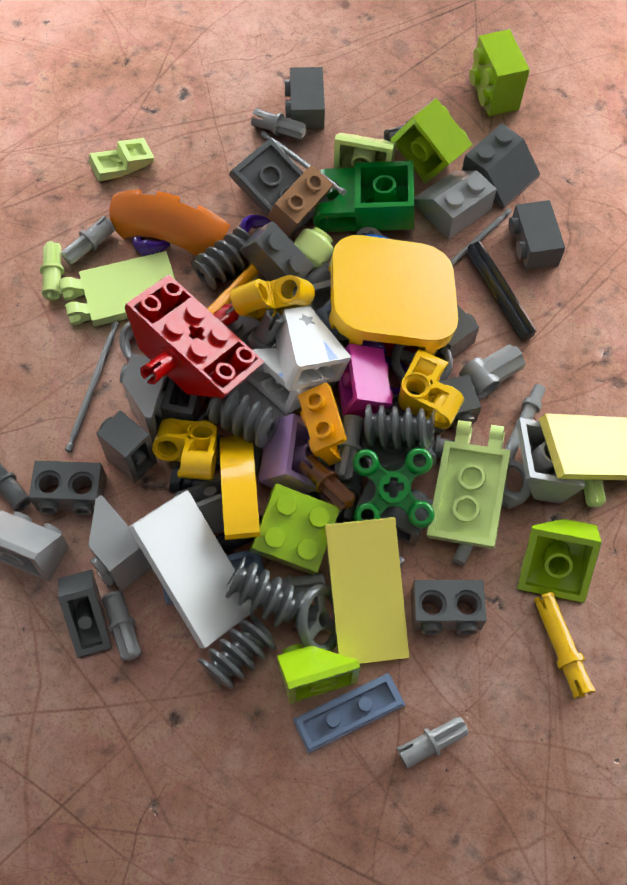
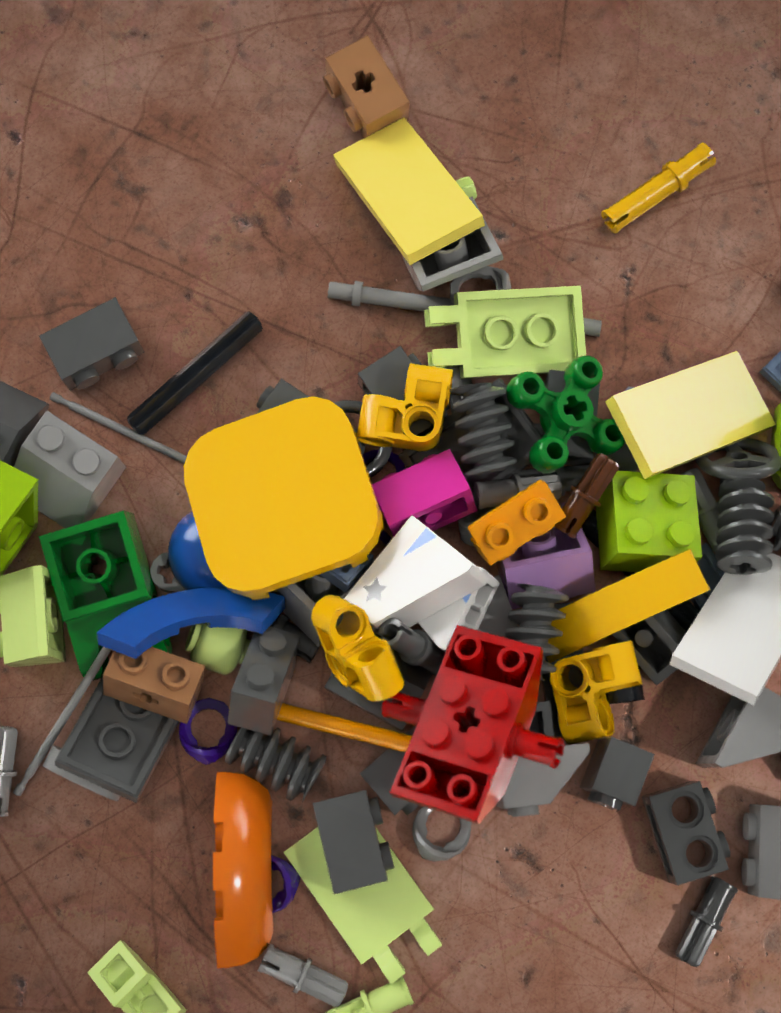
camera: 110 degrees left, 15 degrees up
(81, 414) = (522, 870): light grey piece -> none
(143, 271) = (352, 841): none -> dark grey brick
(338, 216) = (165, 615): none -> blue tile
(446, 596) = (652, 324): dark grey brick -> none
(489, 372) = (336, 357): light grey piece -> none
(560, 559) = (558, 207): lime slope -> none

